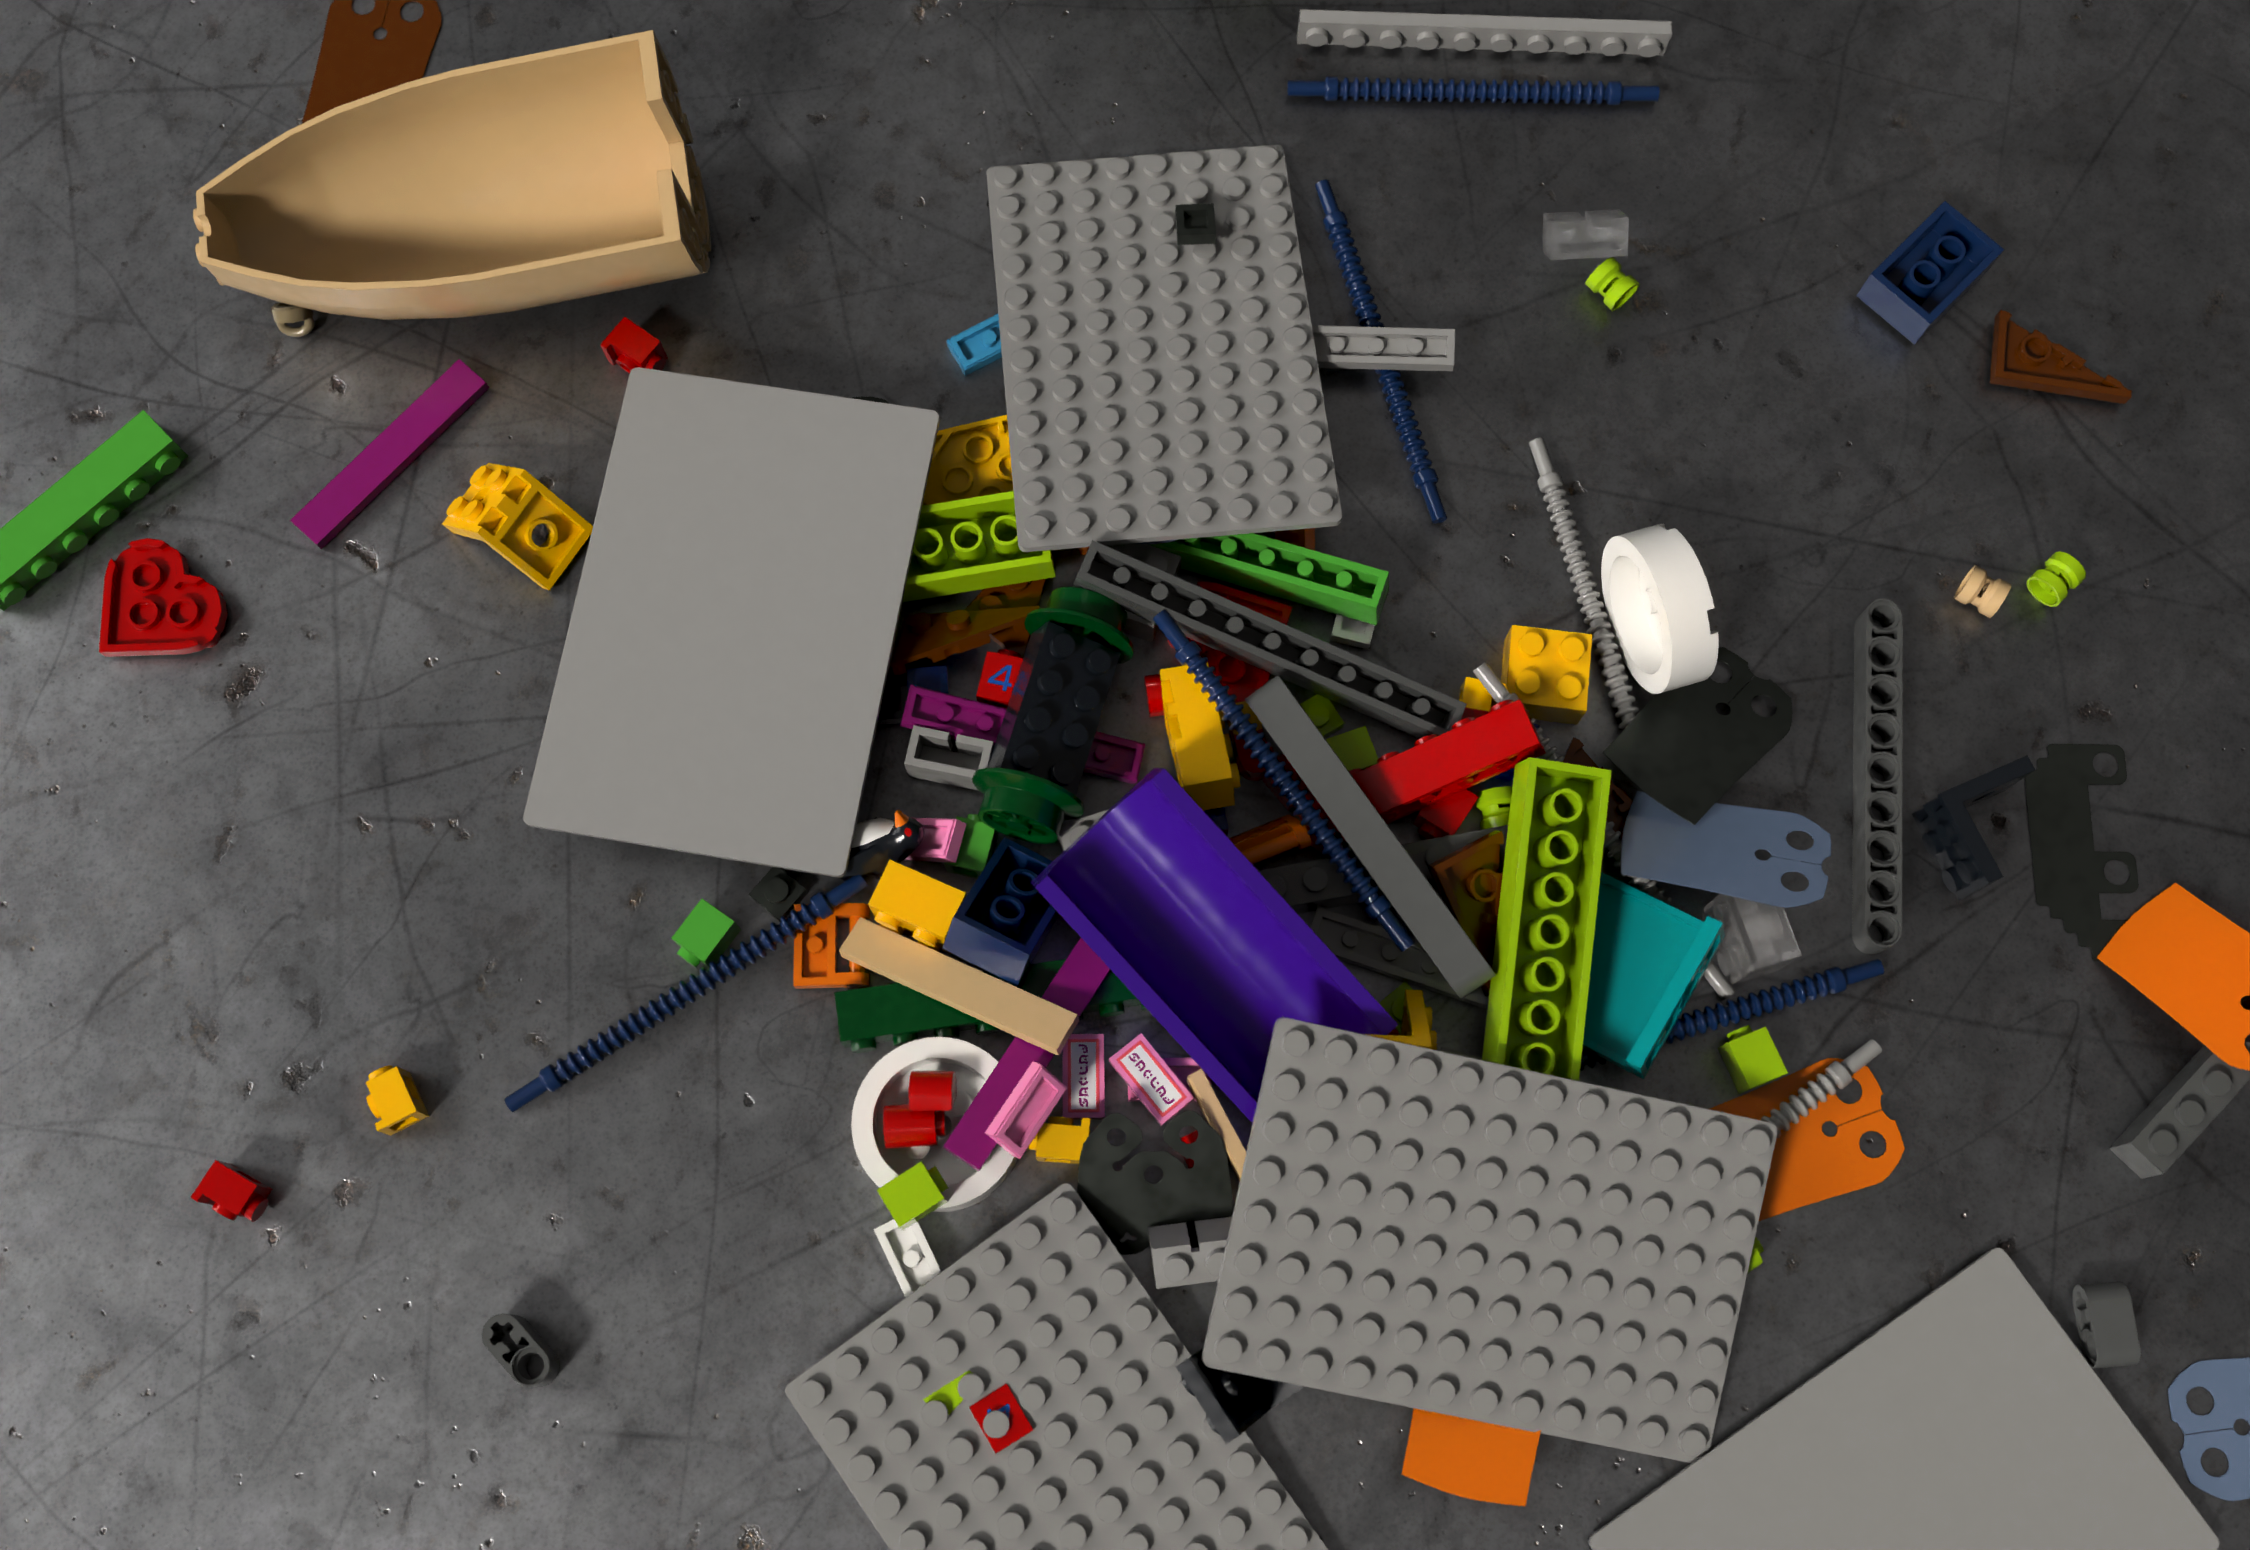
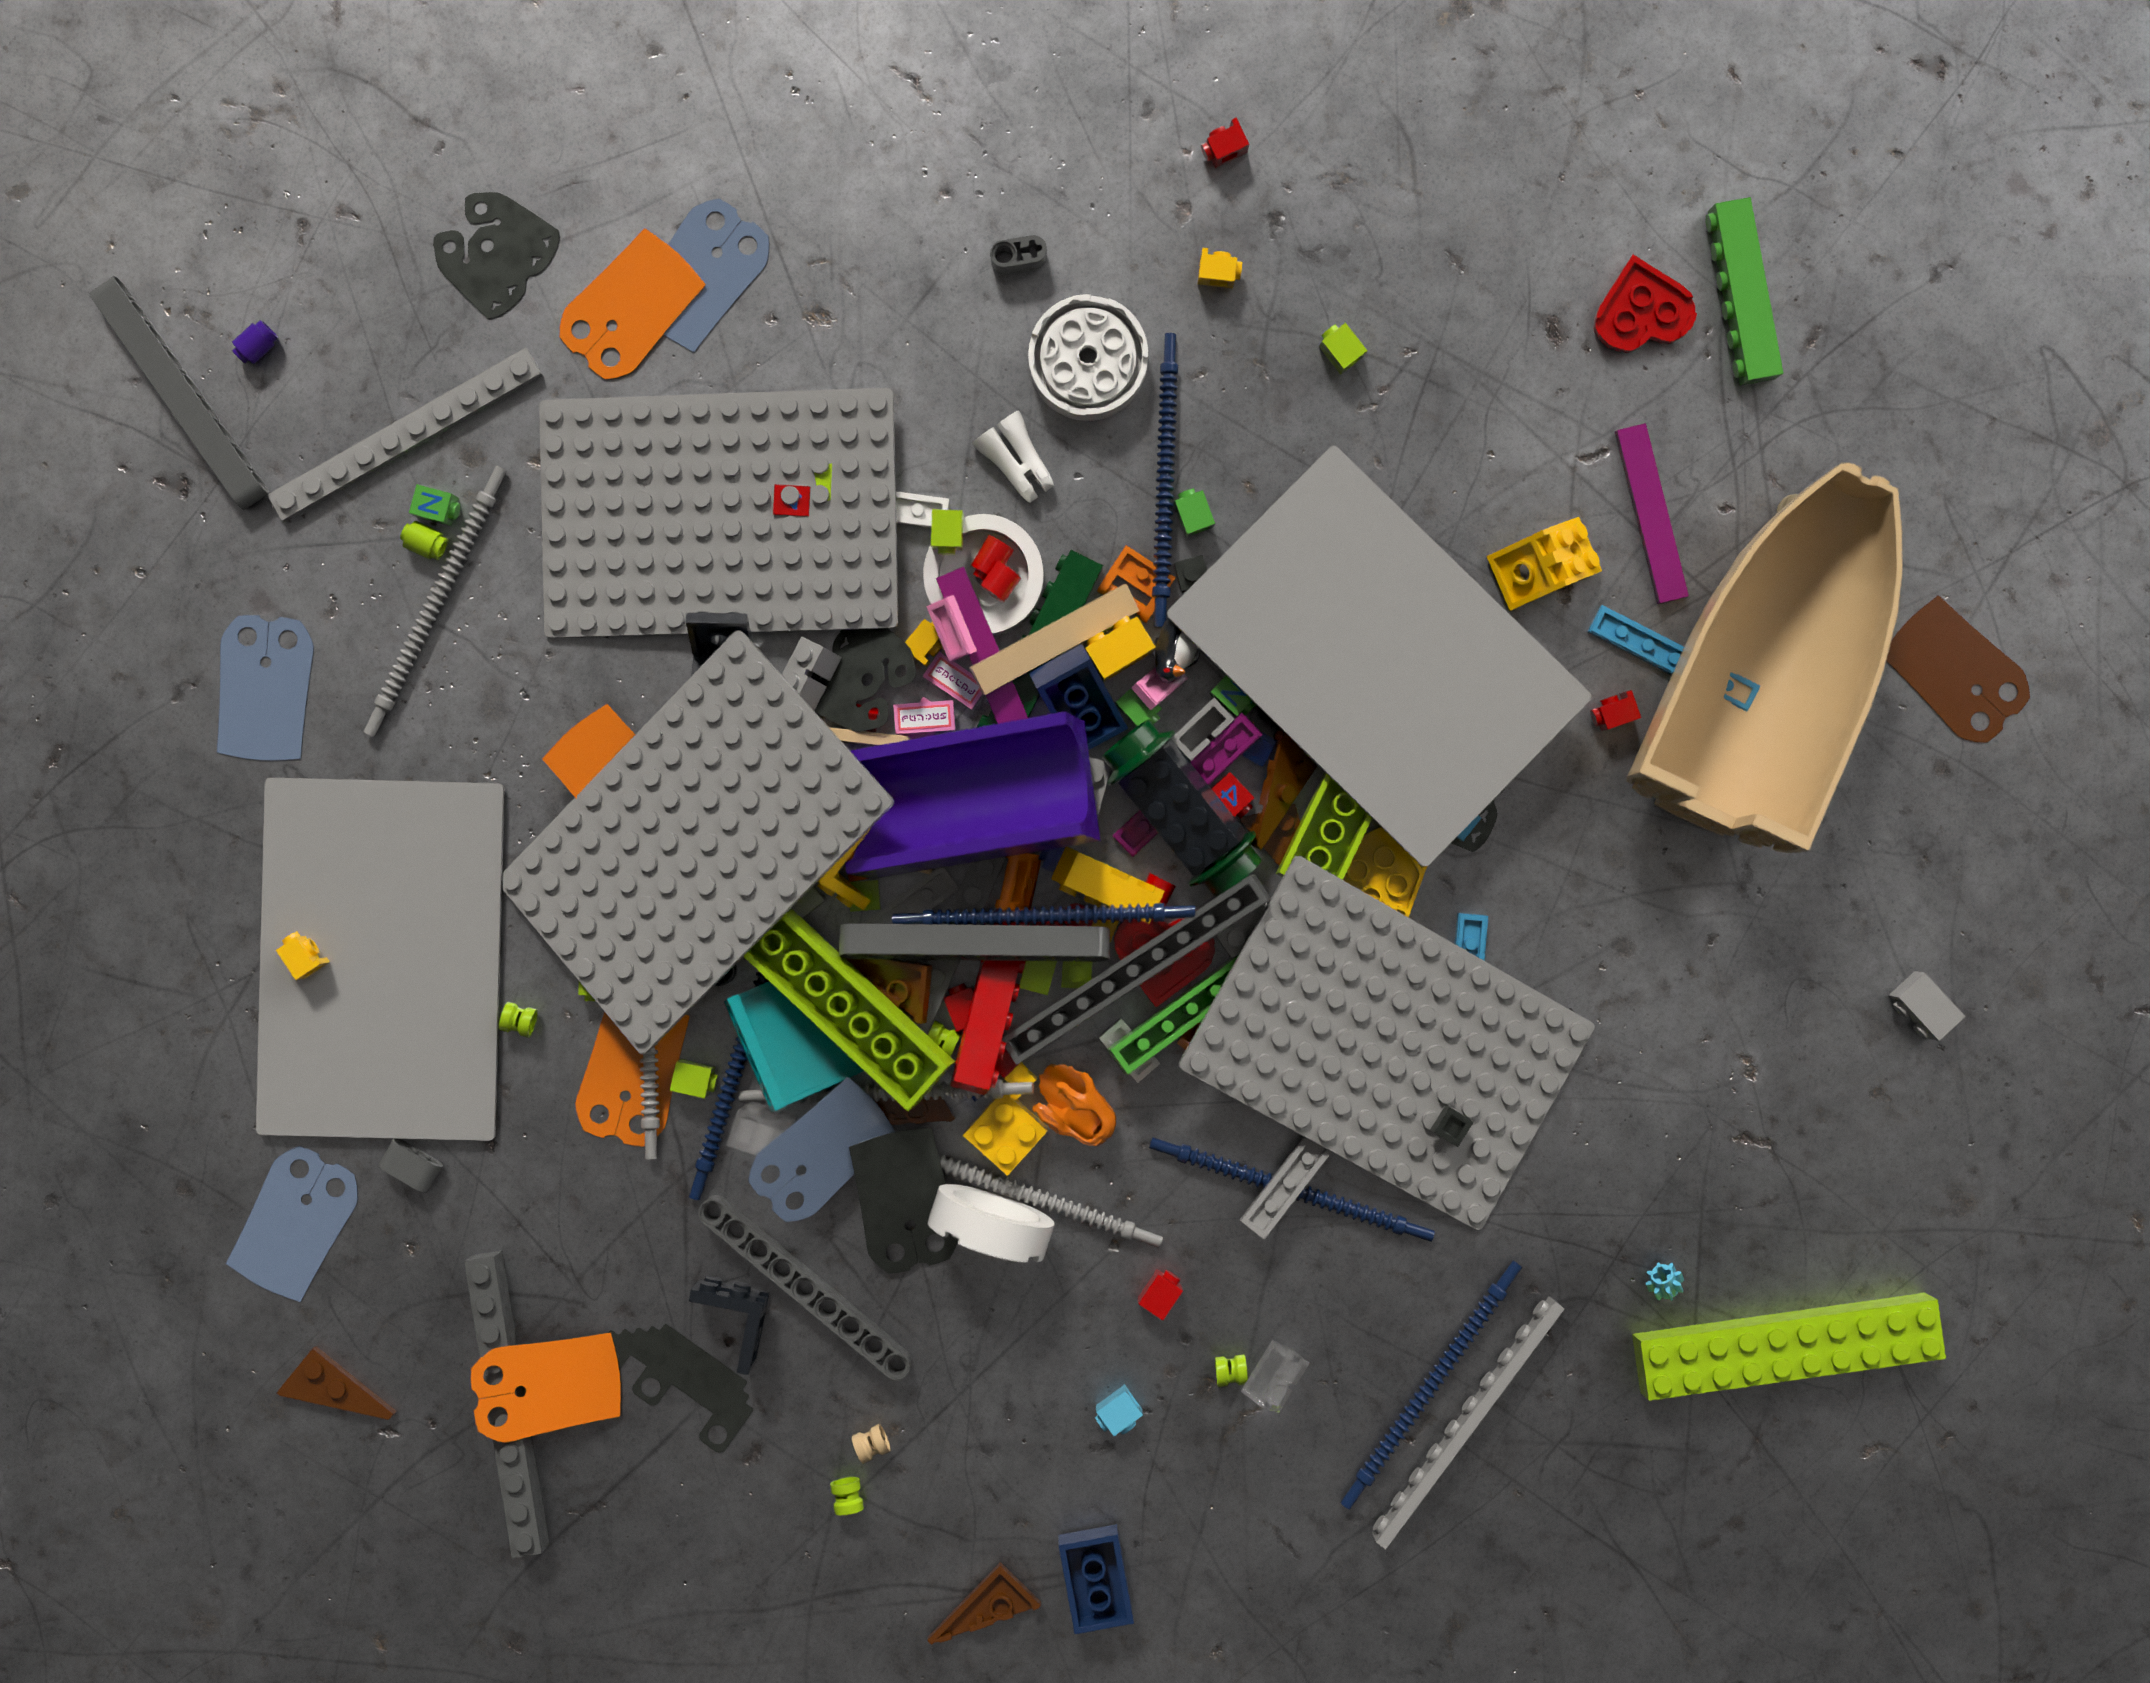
camera: 130 degrees right, 15 degrees up
(403, 896) = (1342, 347): none -> lime brick
(541, 359) = (1651, 647): none -> dark azure tile
(625, 1214) = (1082, 388): none -> white brick
(778, 1215) = (993, 447): none -> white piece
(889, 754) = (1232, 697): none -> bright green brick
(1462, 618) = (1074, 1105): none -> orange hair
(1590, 404) = (1160, 1293): none -> red brick
(1743, 365) = (1118, 1412): none -> medium azure brick
(1846, 1325) = (518, 1019): none -> lime wheel

